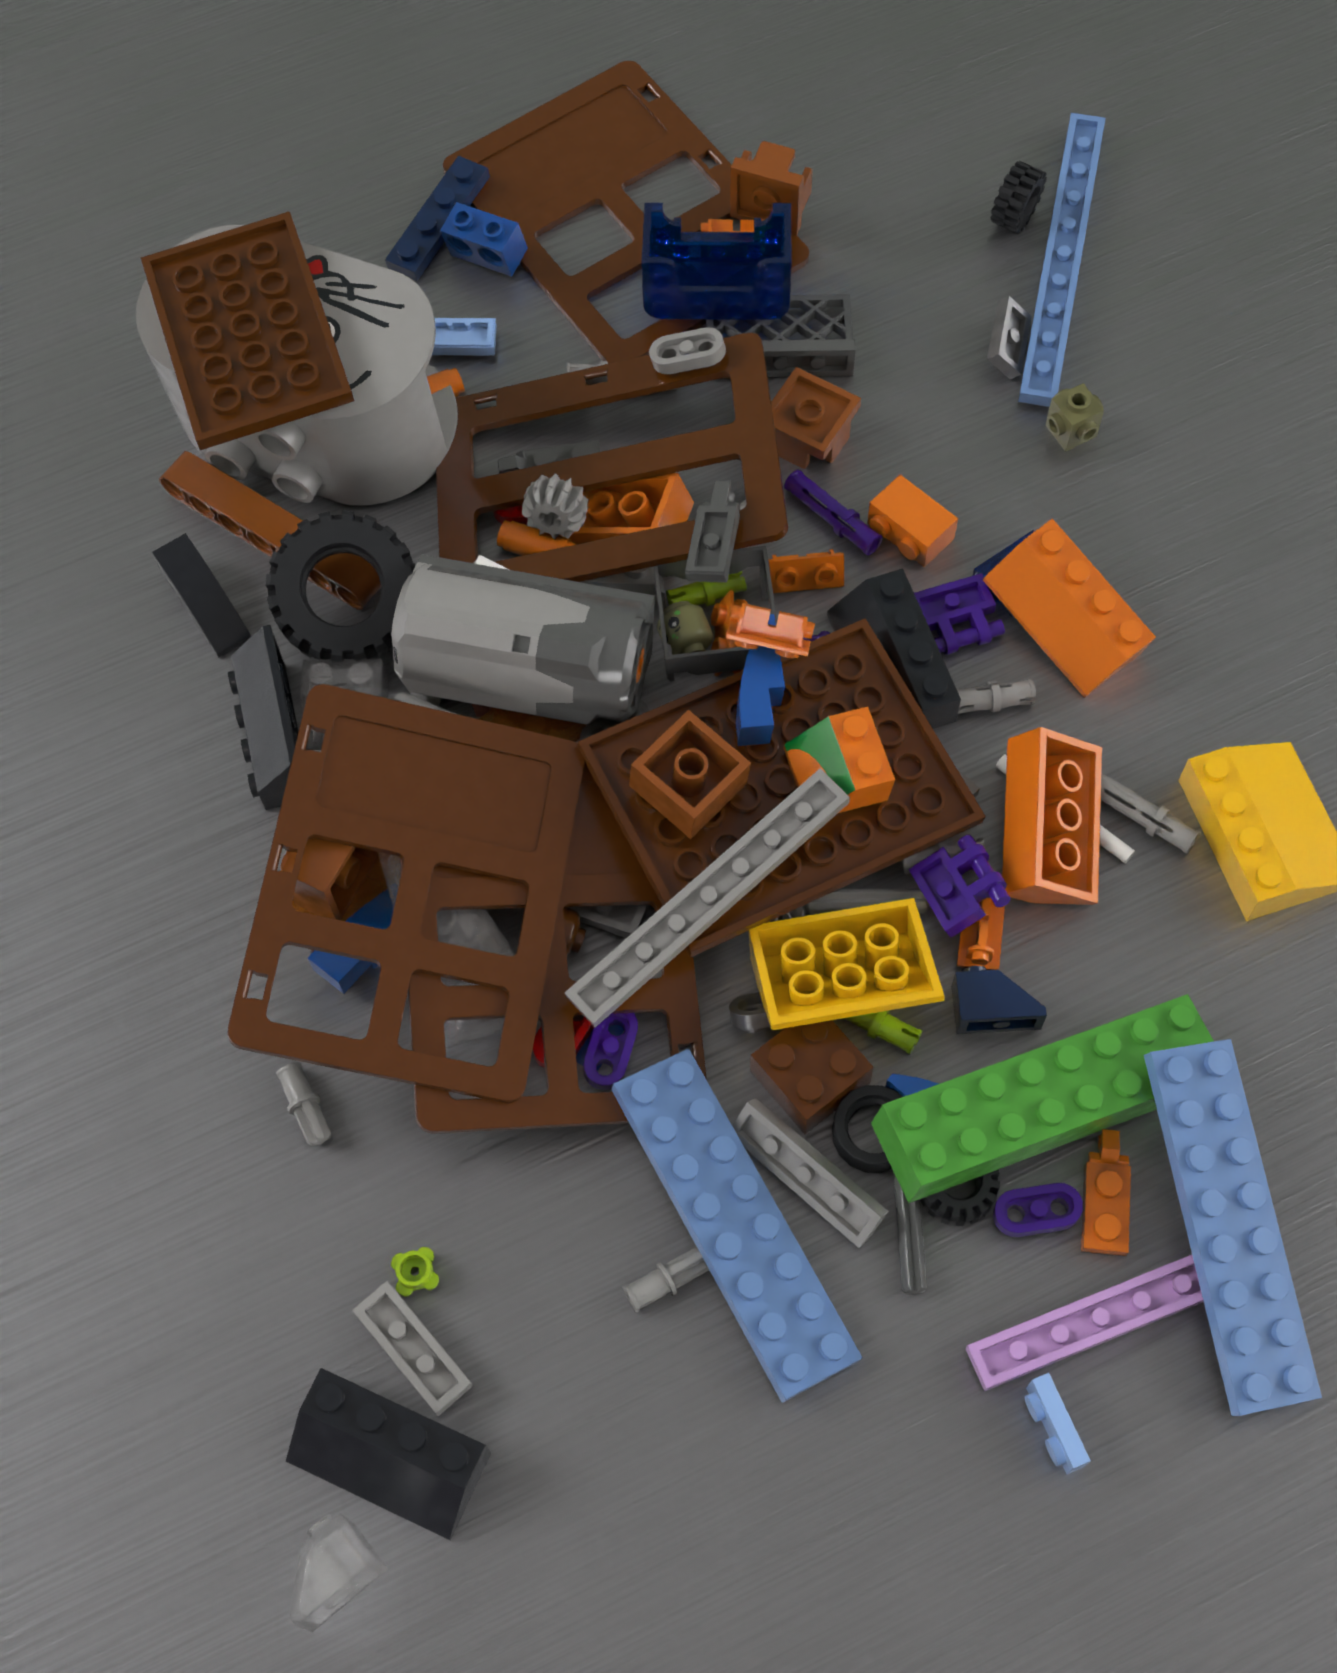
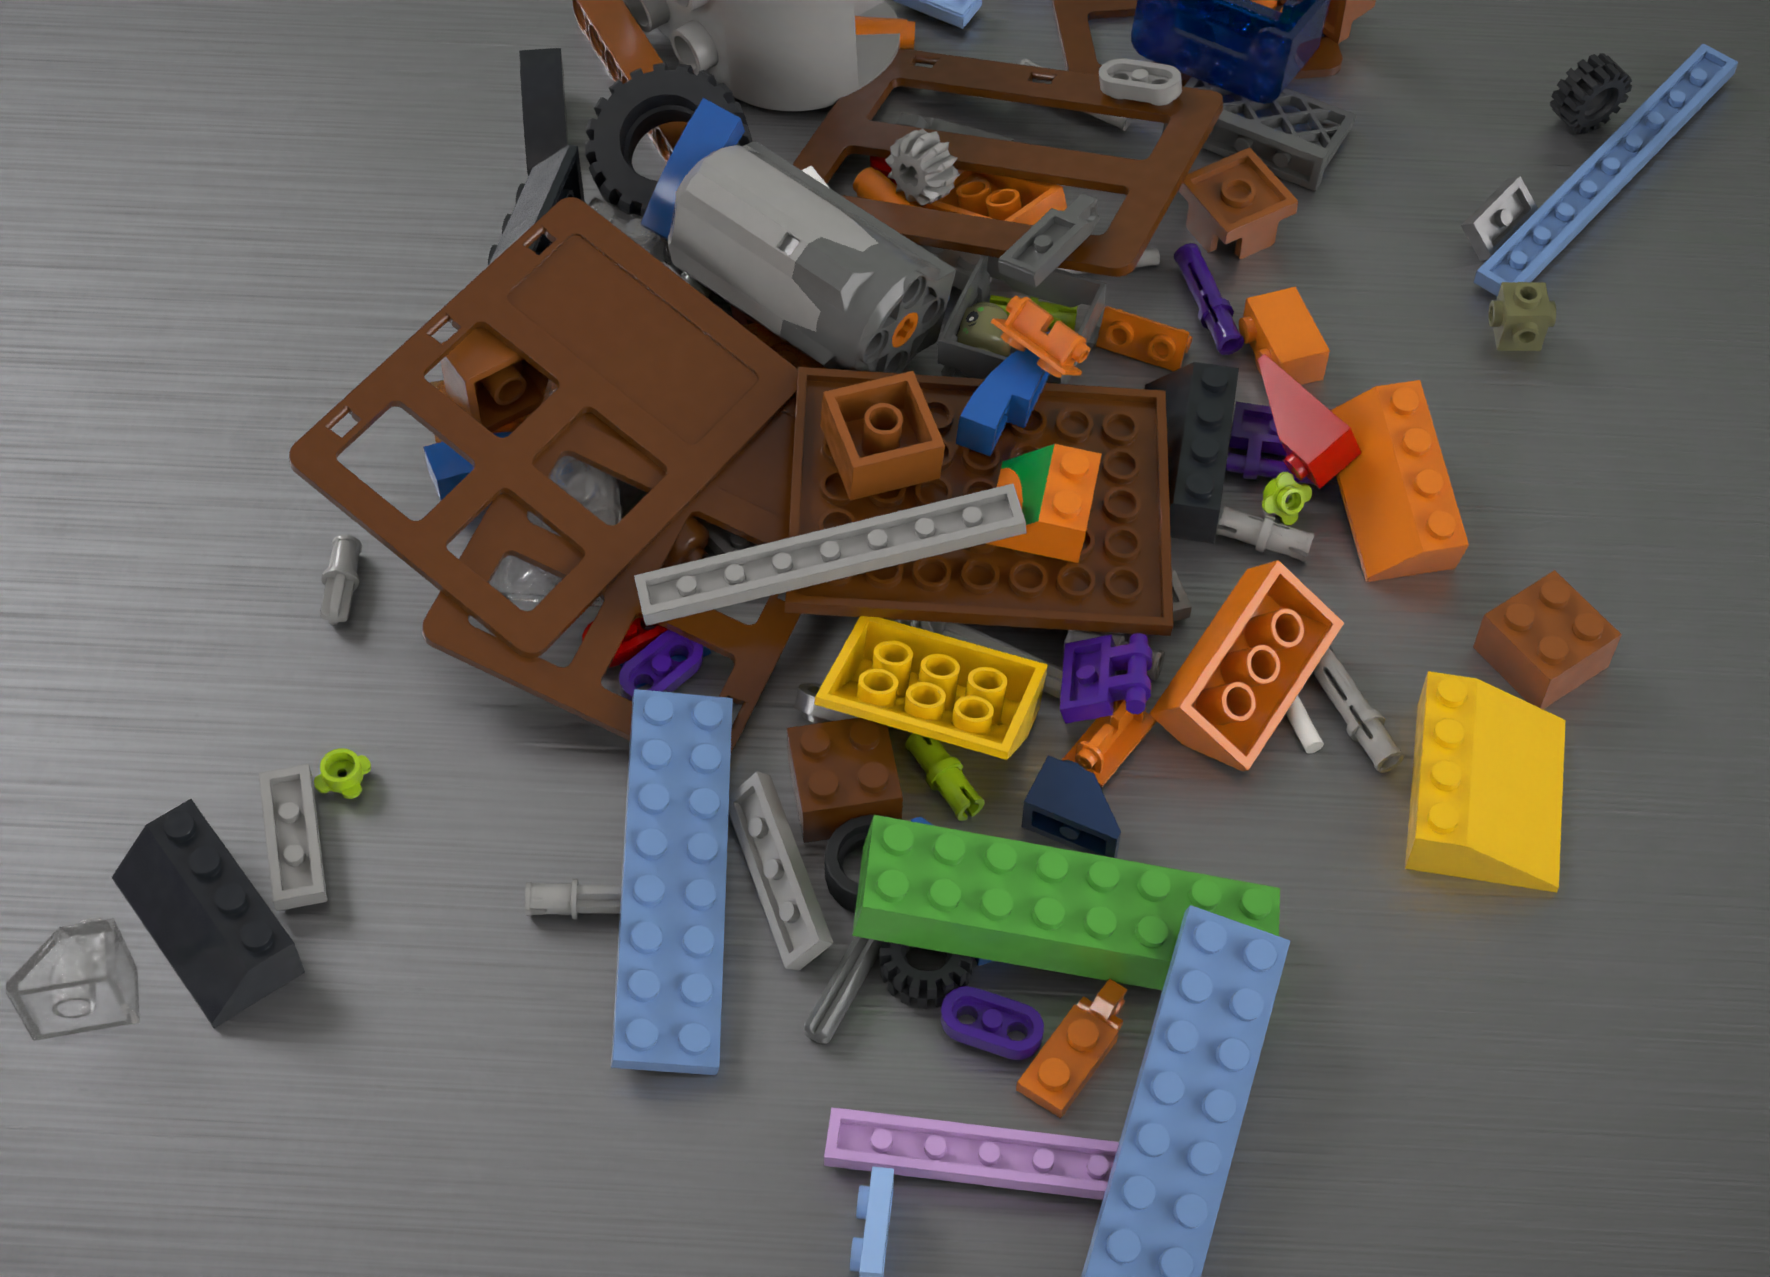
camera: 25 degrees right, 10 degrees down
(386, 575) = (705, 132): none -> blue slope
(990, 600) = (1311, 434): none -> slope
(991, 658) = (1277, 492): none -> lime plate
(1247, 686) = (1546, 640): none -> dark orange brick

